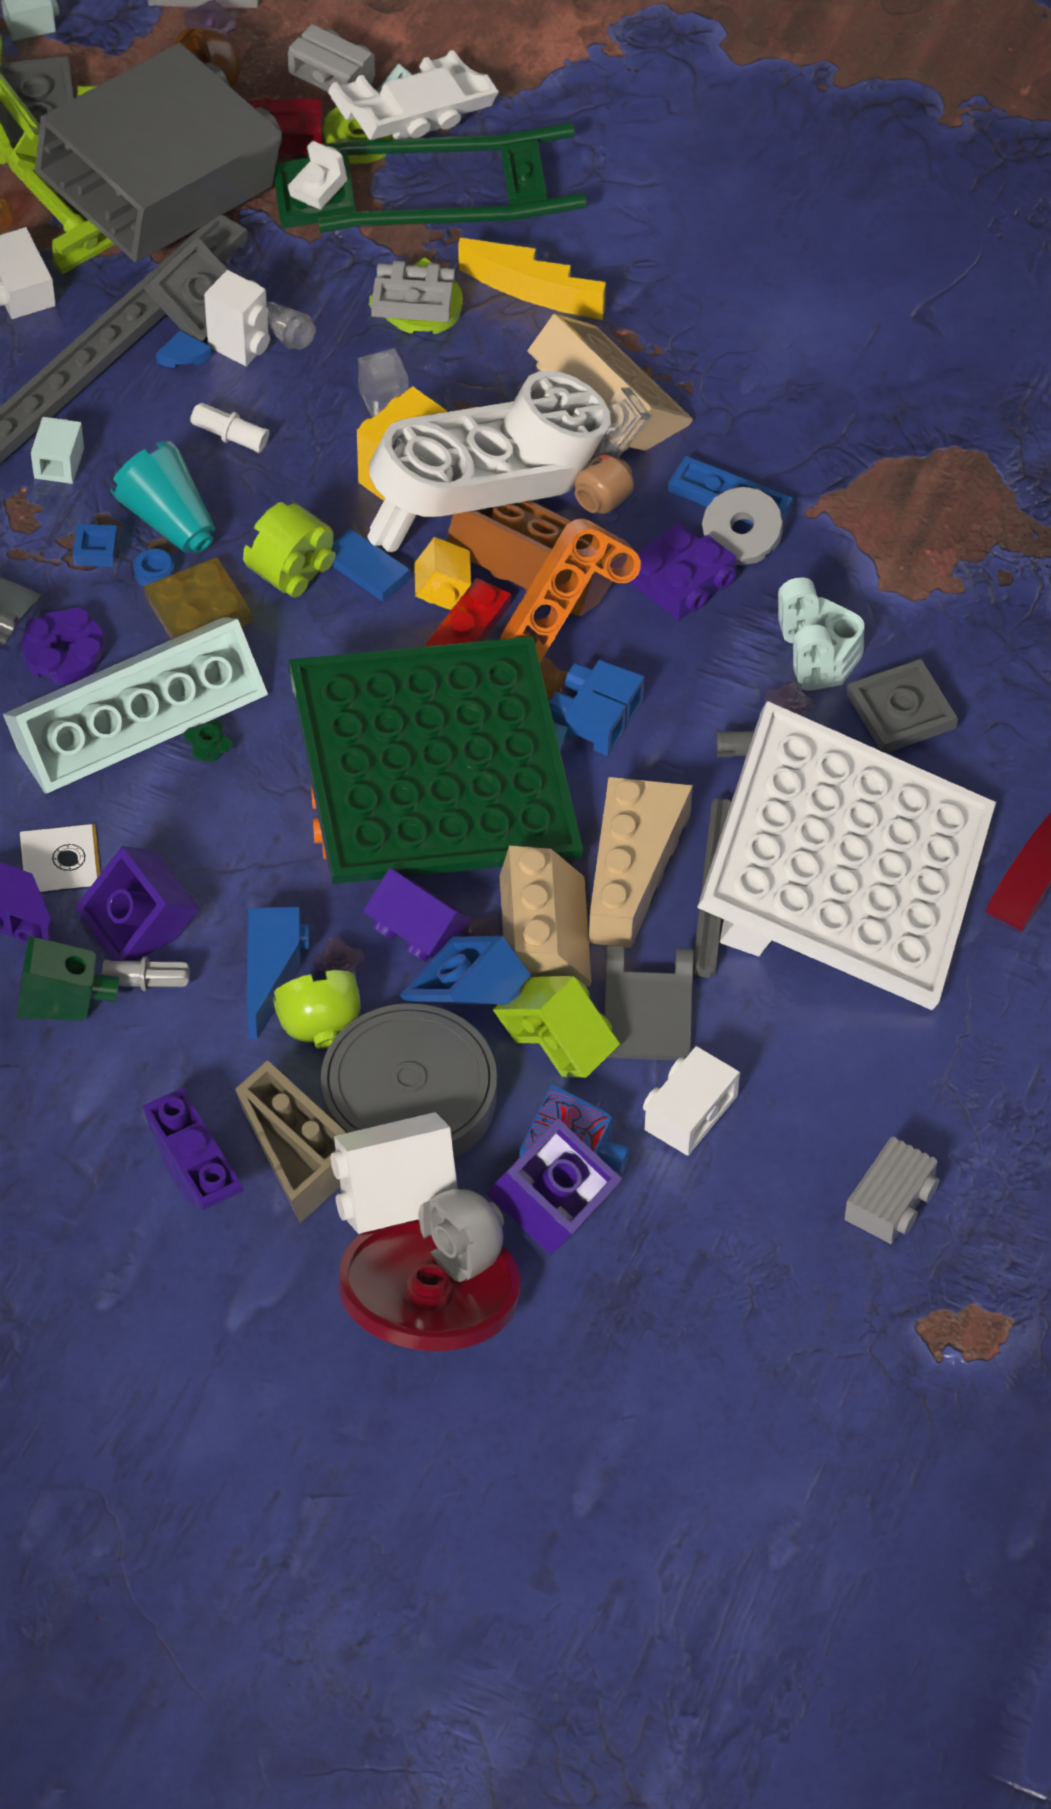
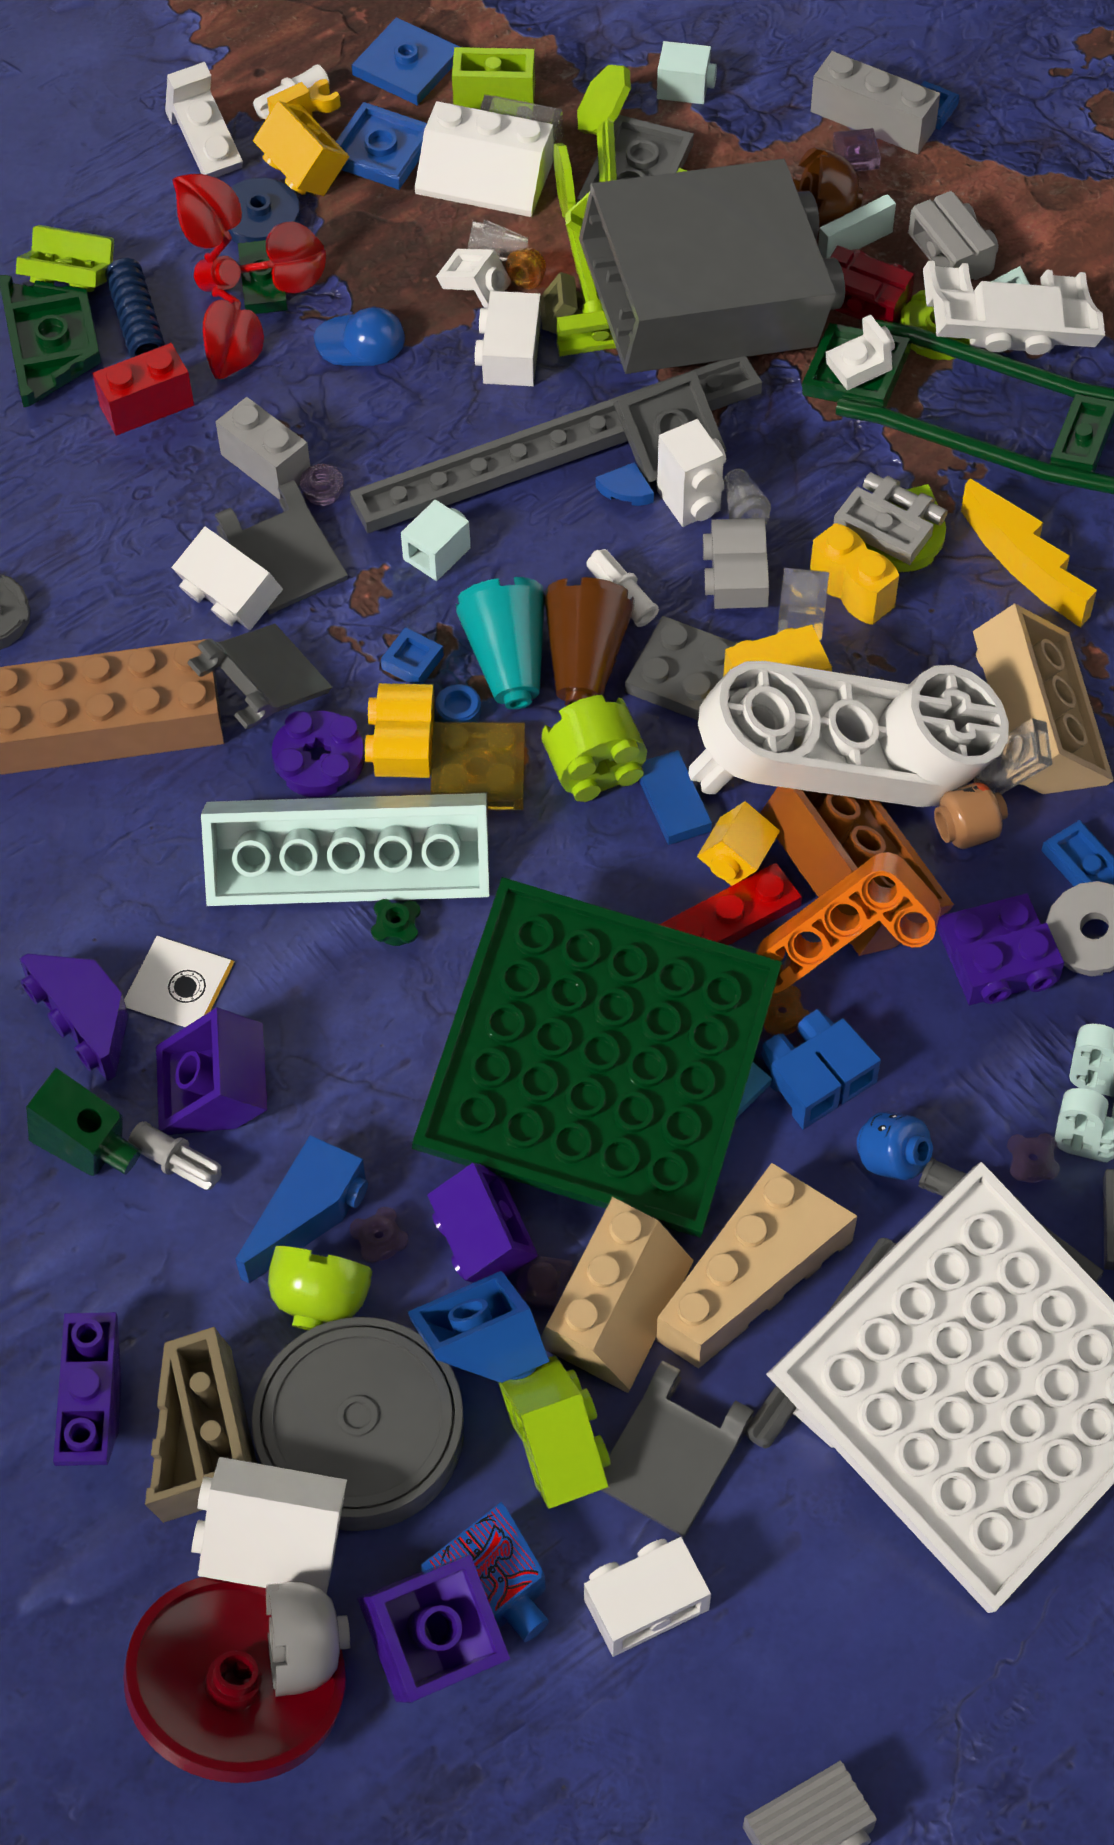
camera: 30 degrees right, 5 degrees up
(42, 228) = (560, 300): none -> olive tile
(123, 600) = (402, 730): none -> yellow brick
(228, 470) = (585, 634): none -> reddish brown cone
(255, 75) = (858, 227): none -> light aqua tile
(312, 373) = (738, 563): none -> light grey brick
(317, 469) = (678, 667): none -> dark grey plate
(420, 343) = (856, 575): none -> yellow brick
(687, 732) = (894, 1145): none -> blue head

